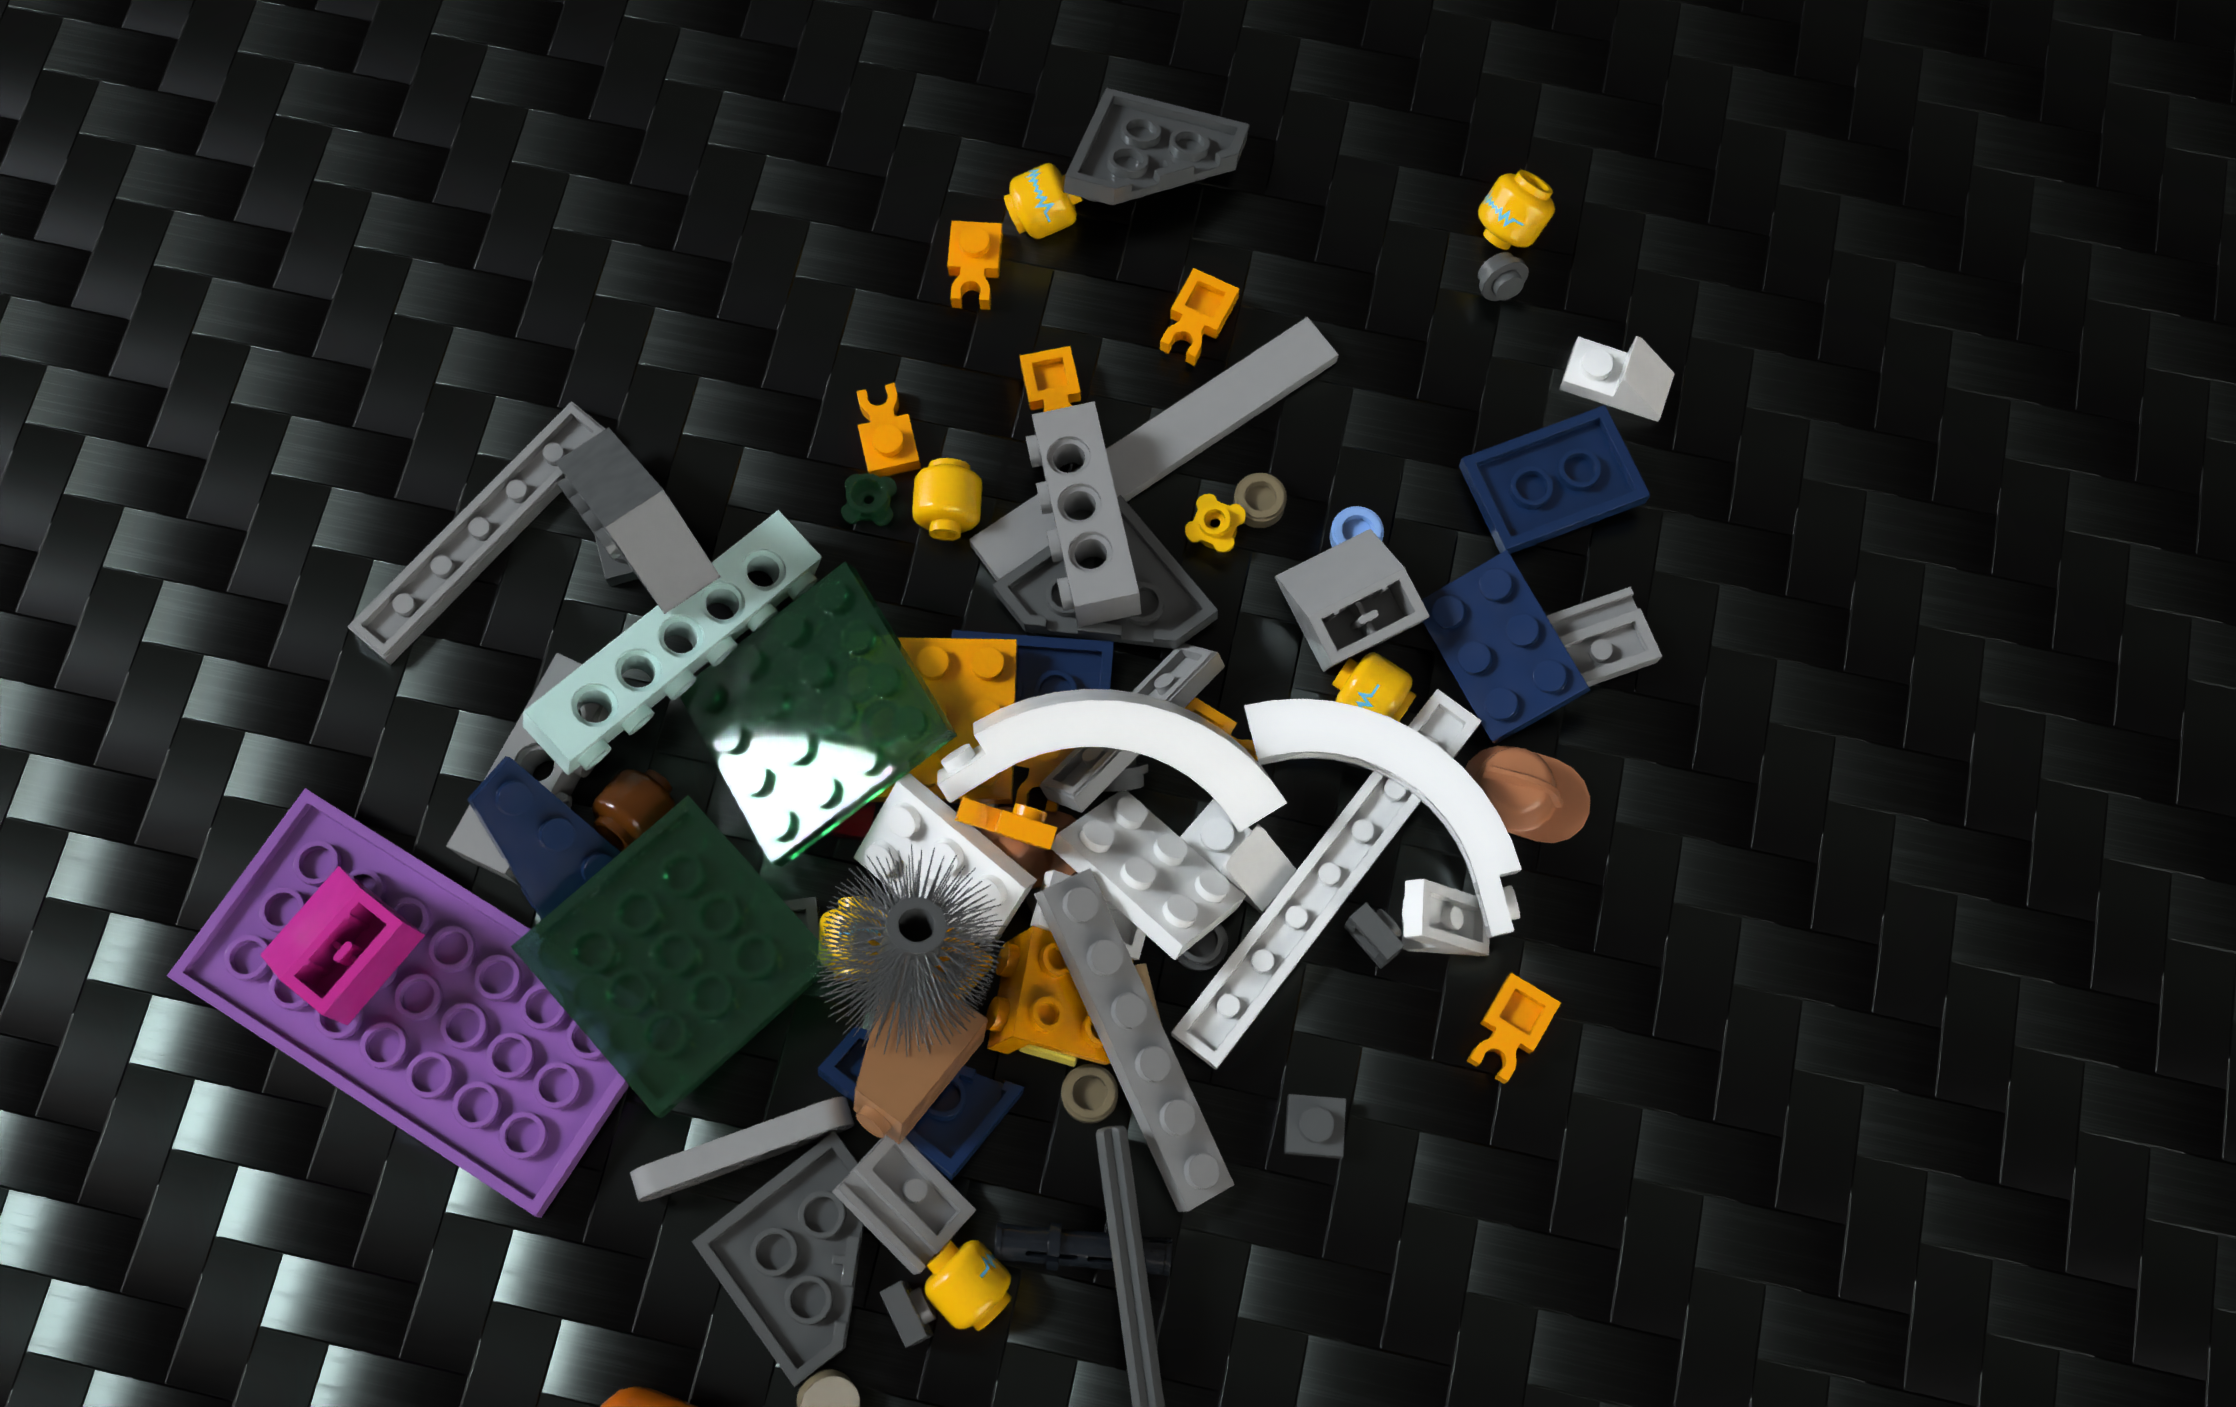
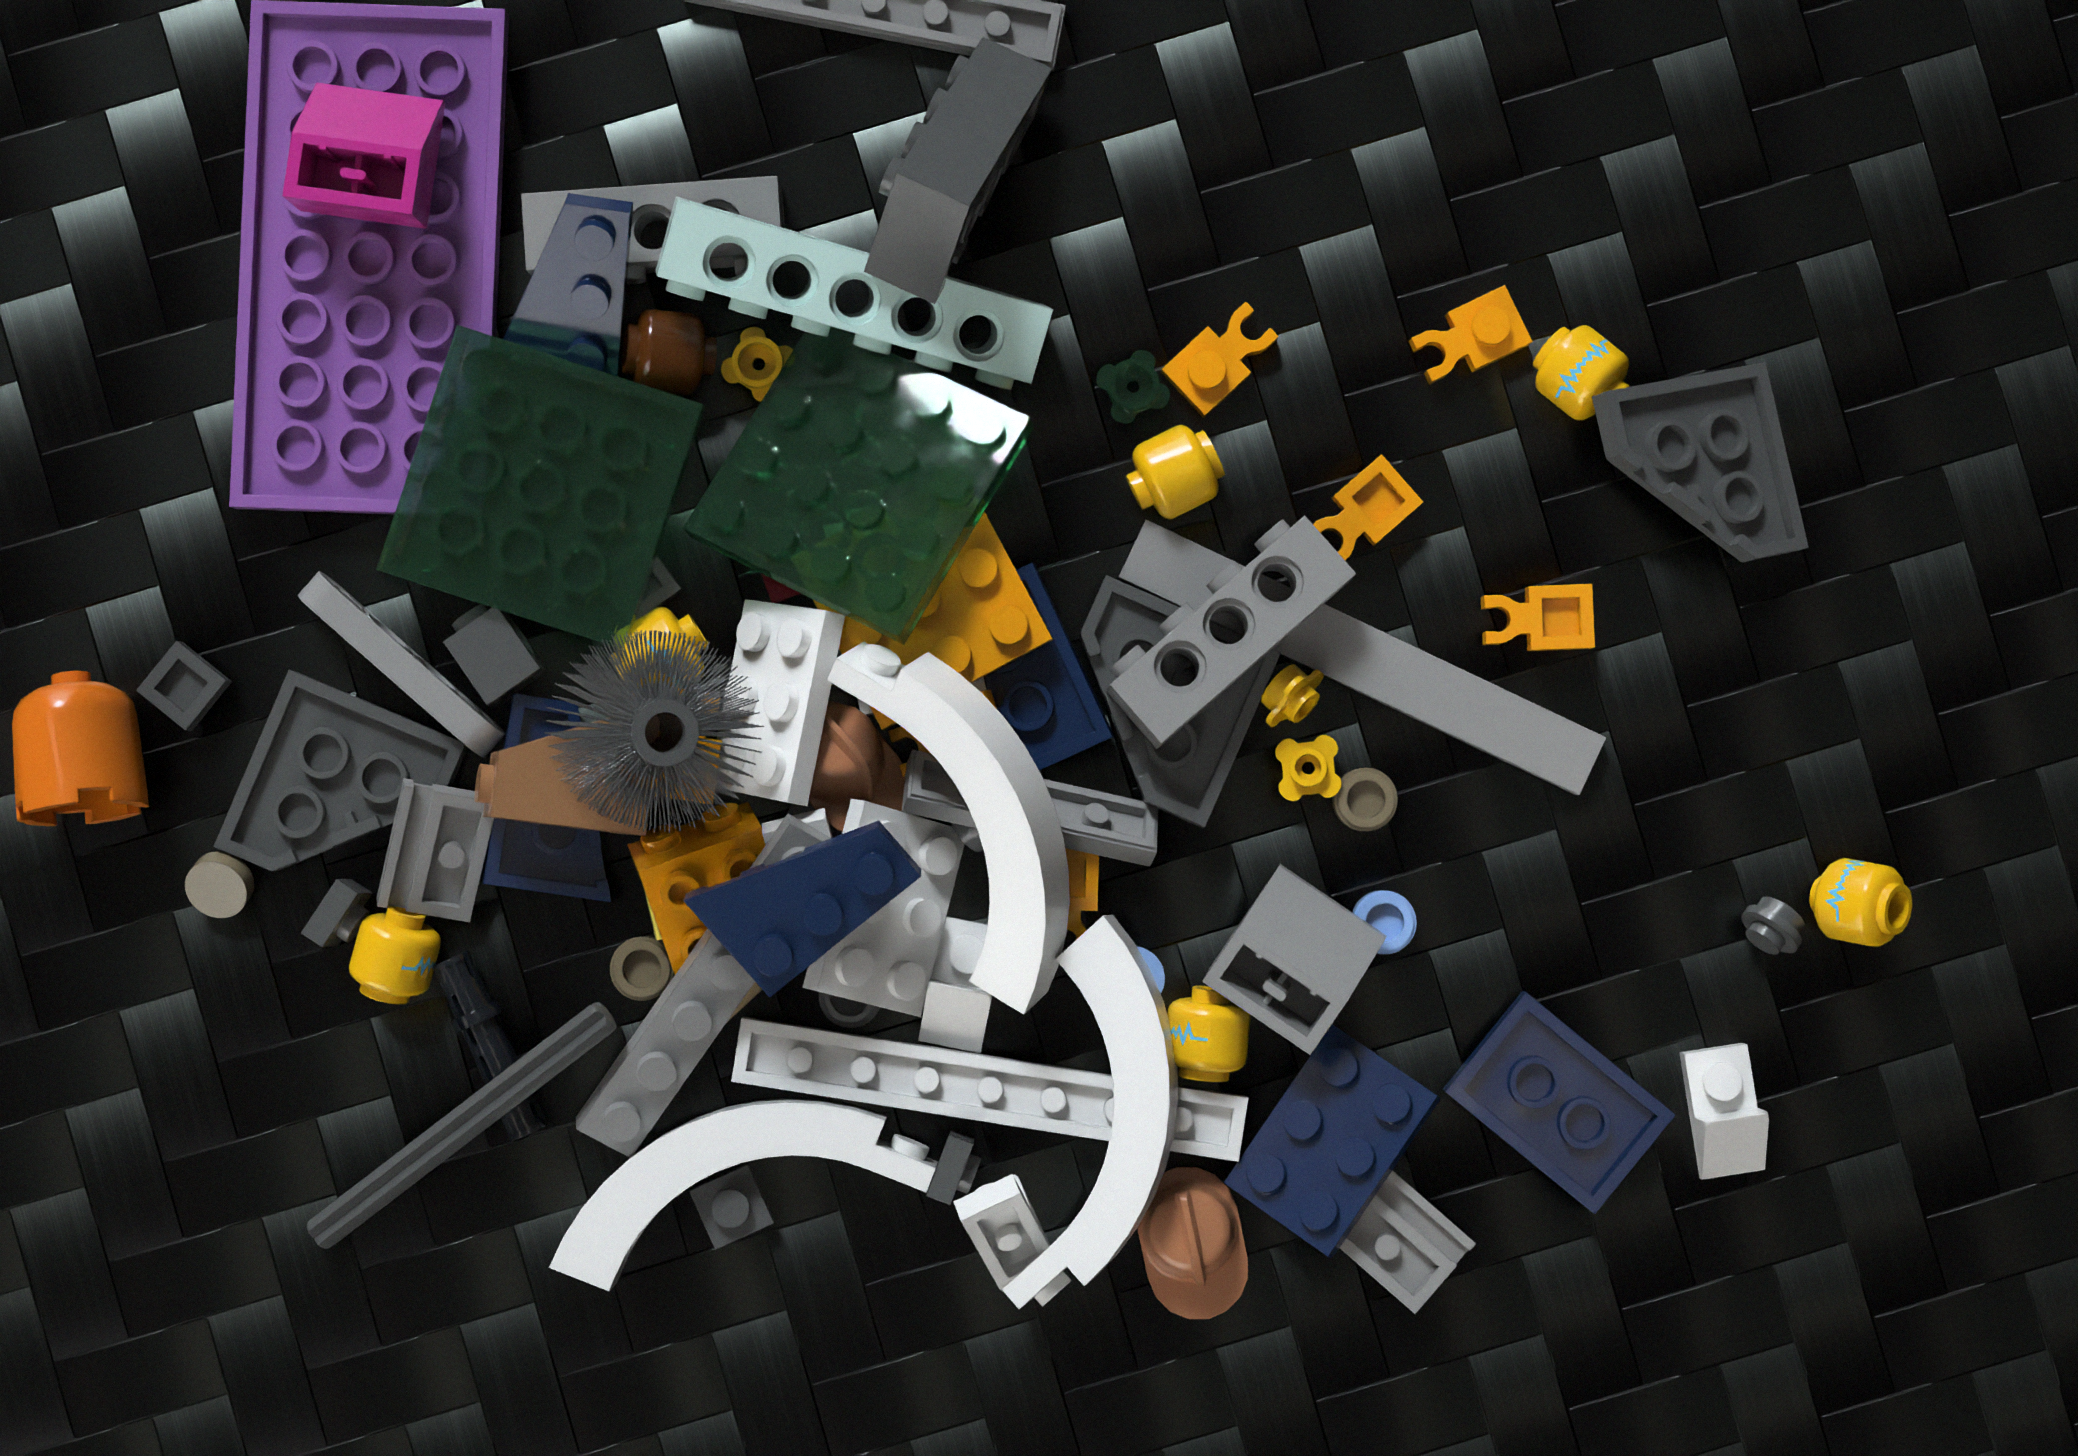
camera: 60 degrees right, 15 degrees up
(652, 1339) = (184, 686): none -> dark grey plate
(671, 747) = (740, 366): none -> yellow plate
(778, 1069) = (494, 654): none -> dark grey brick
(1022, 825) = (846, 762): light orange plate -> none
(1111, 915) = (801, 907): none -> dark blue wing
(1156, 504) = (1291, 695): none -> yellow plate
(1258, 1165) = (633, 1195): none -> white arch
(1517, 1020) = (947, 1351): light orange plate -> none

